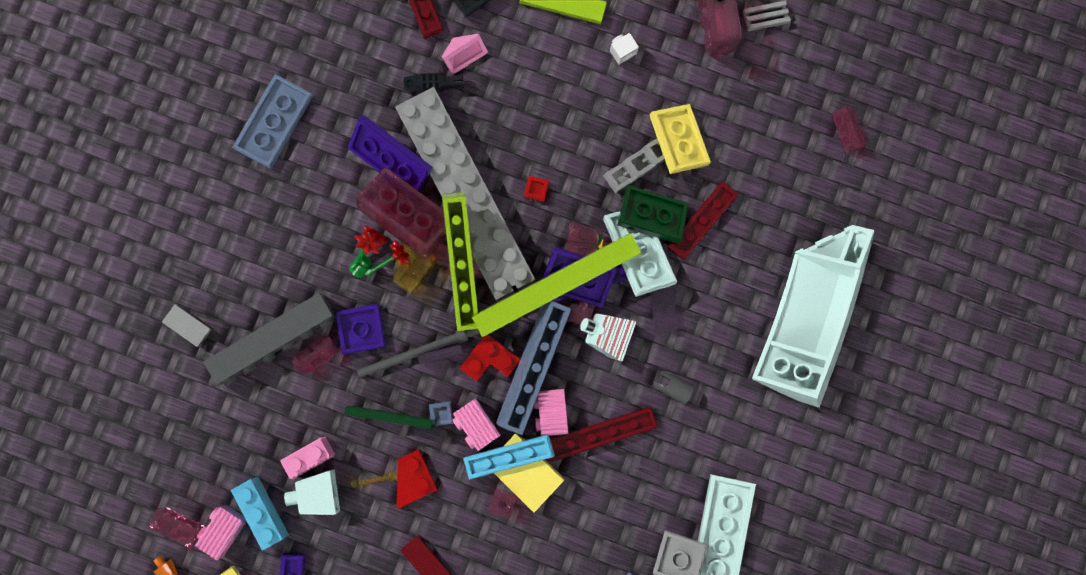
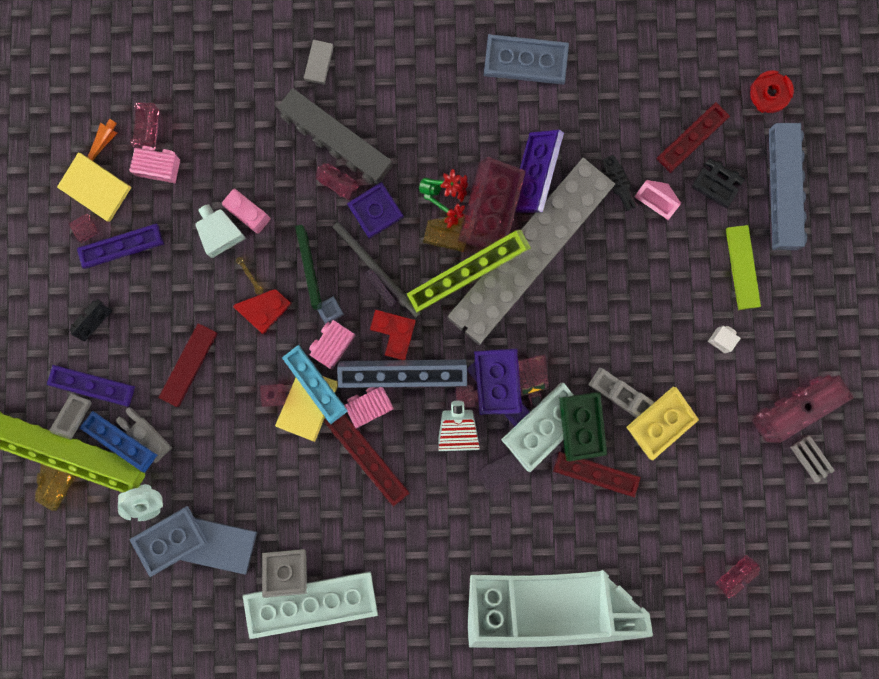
camera: 70 degrees right, 0 degrees up
(259, 513) = (183, 190): medium azure brick -> none
(536, 189) = (562, 312): red tile -> none
(556, 284) = (483, 364): lime tile -> none
(676, 389) = (434, 510): dark grey piece -> none

